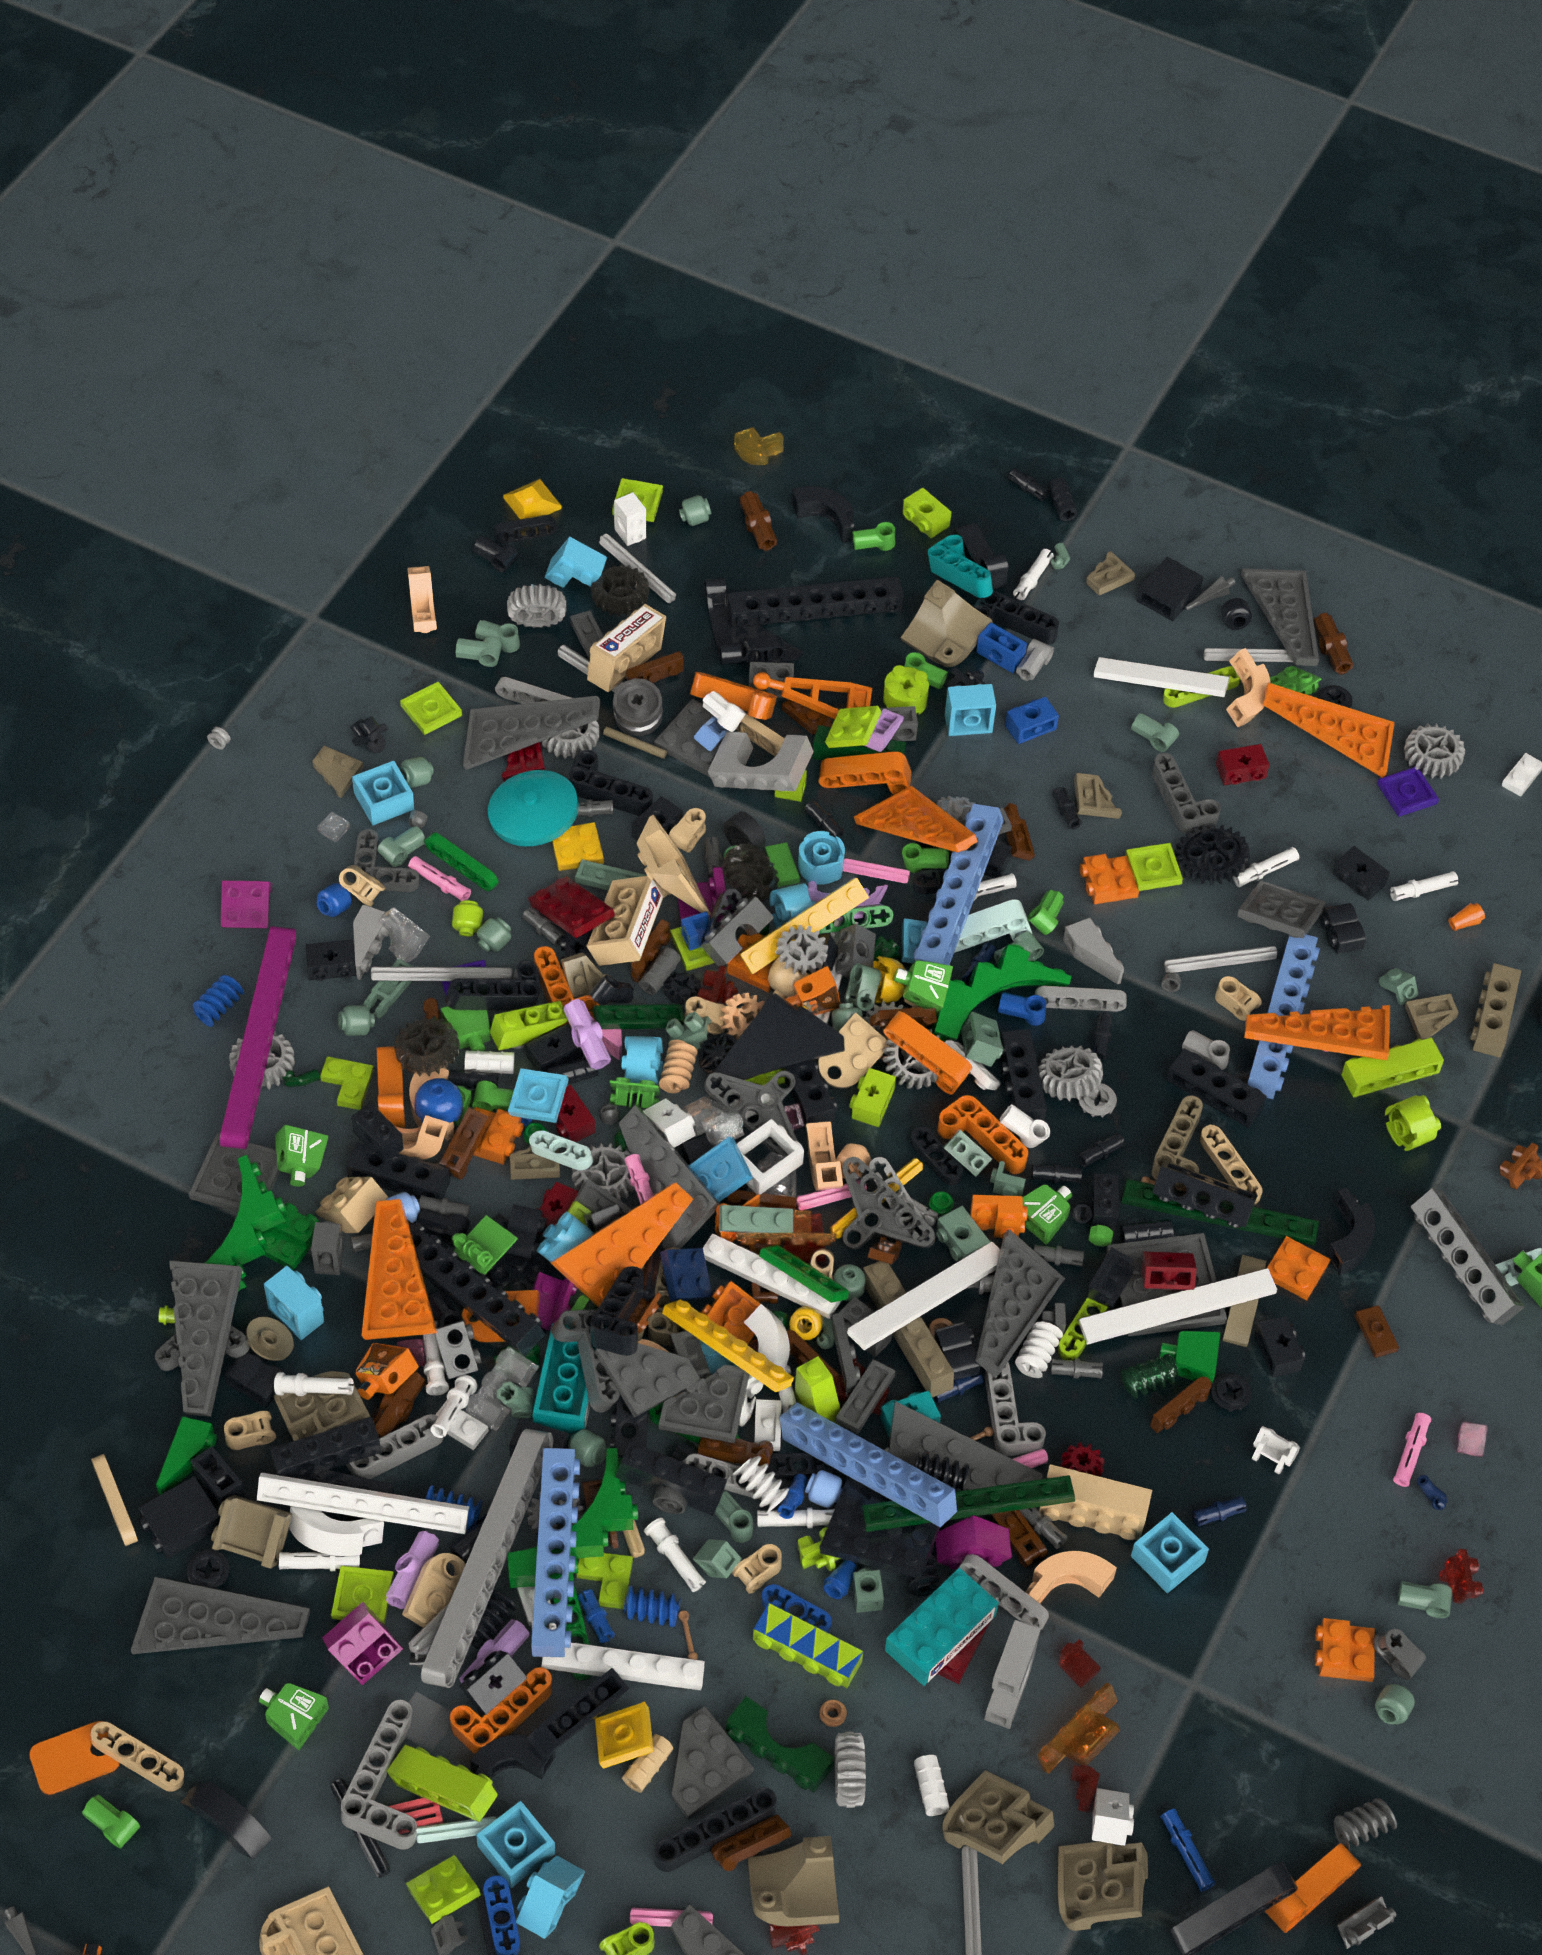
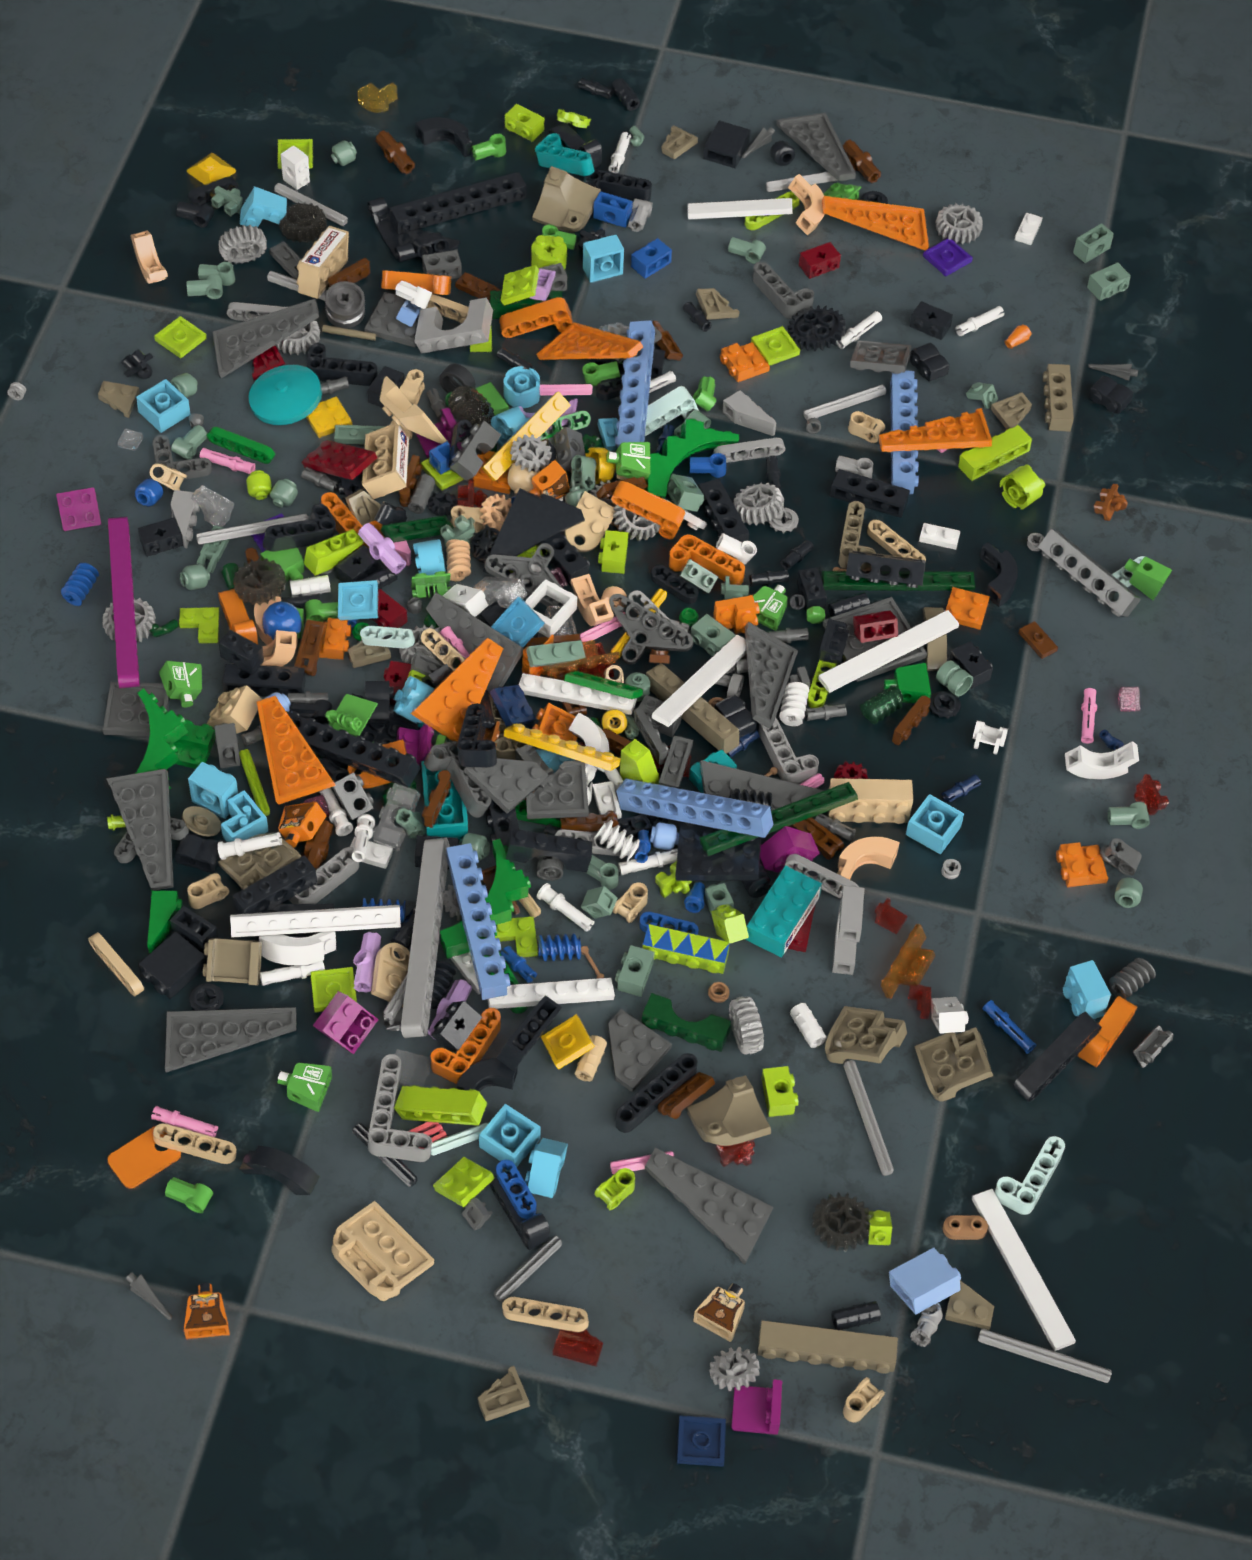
camera: 15 degrees left, 0 degrees up
(125, 1719) = (181, 1121): none -> bright pink pin
(323, 1350) = (246, 819): none -> medium azure brick
(348, 1302) = (254, 781): none -> lime axle
(396, 1022) = (229, 574): none -> dark green cone
(542, 543) = (229, 199): none -> sand green hips
(554, 1379) = (437, 799): none -> reddish brown plate
(612, 1178) = (452, 653): none -> tan beam
(734, 1674) = (630, 981): none -> sand green brick
(857, 694) = (510, 263): orange plate -> none
(869, 1627) = (729, 924): none -> lime brick
(869, 1849) = (779, 1079): none -> lime brick
(972, 1306) = (733, 683): none -> light grey piece
(991, 520) = (578, 120): none -> lime plate
(1179, 1623) = (951, 874): none -> light grey bush
(1252, 1361) = (954, 678): none -> sand green wheel
(1290, 1163) = (939, 536): none -> white plate
(1298, 1828) = (1086, 990): none -> medium azure brick
(1408, 1521) = (1101, 765): none -> white arch
(1410, 1190) = (1032, 545): none -> light grey bush

